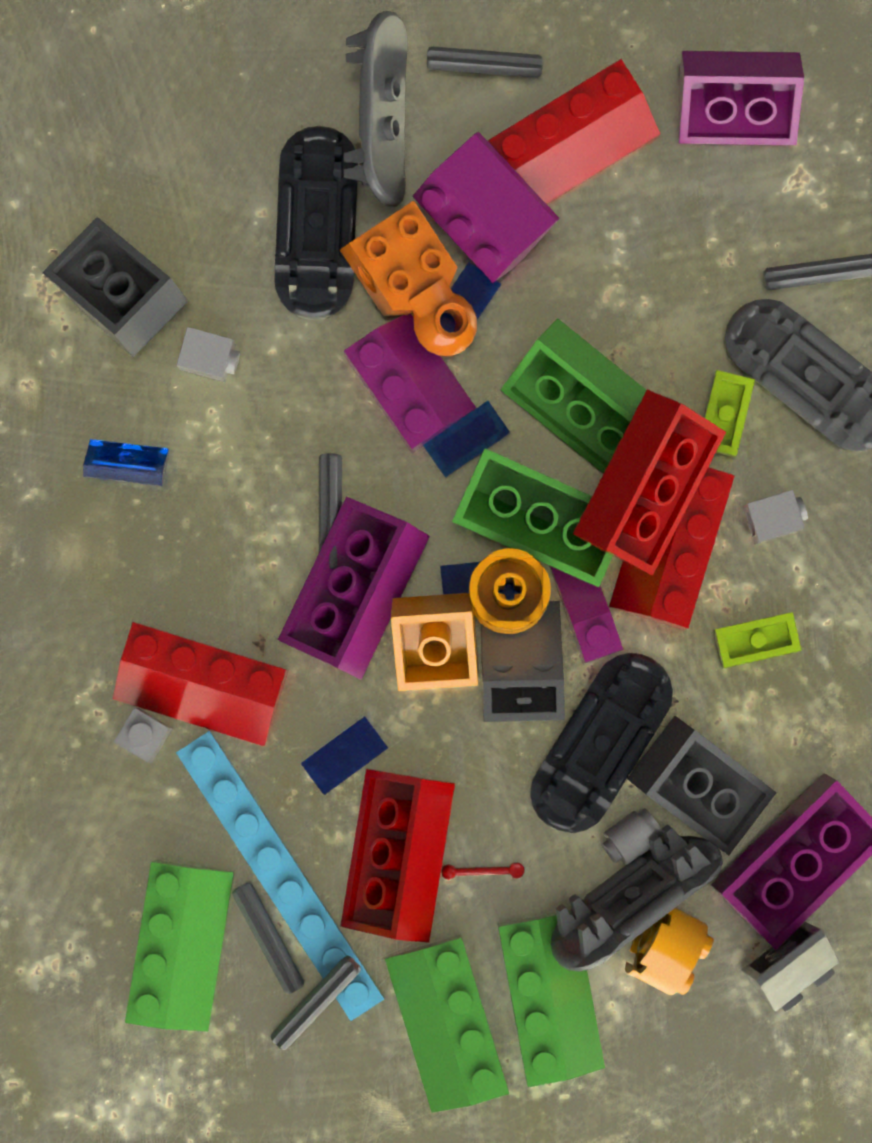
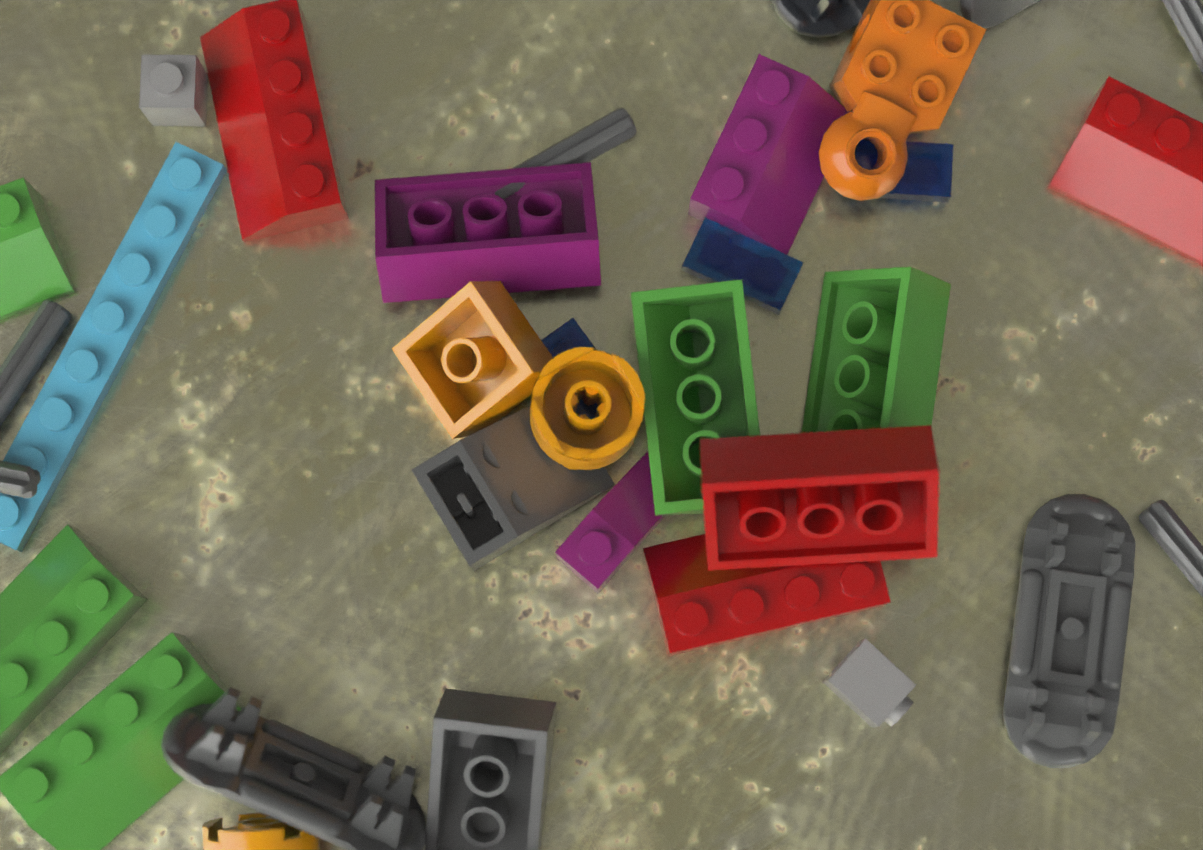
camera: 65 degrees right, 5 degrees down
(344, 755) = (284, 338): clear blue plate -> none
(397, 856) = (196, 468): red slope -> none
(485, 207) = (1030, 122): magenta slope -> none
(515, 870) = (260, 619): red hinge -> none
(601, 743) = (473, 633): black piece -> none
(631, 836) = (375, 733): light grey brick -> none
(728, 408) = (965, 553): lime plate -> none
(757, 640) = (707, 751): lime plate -> none

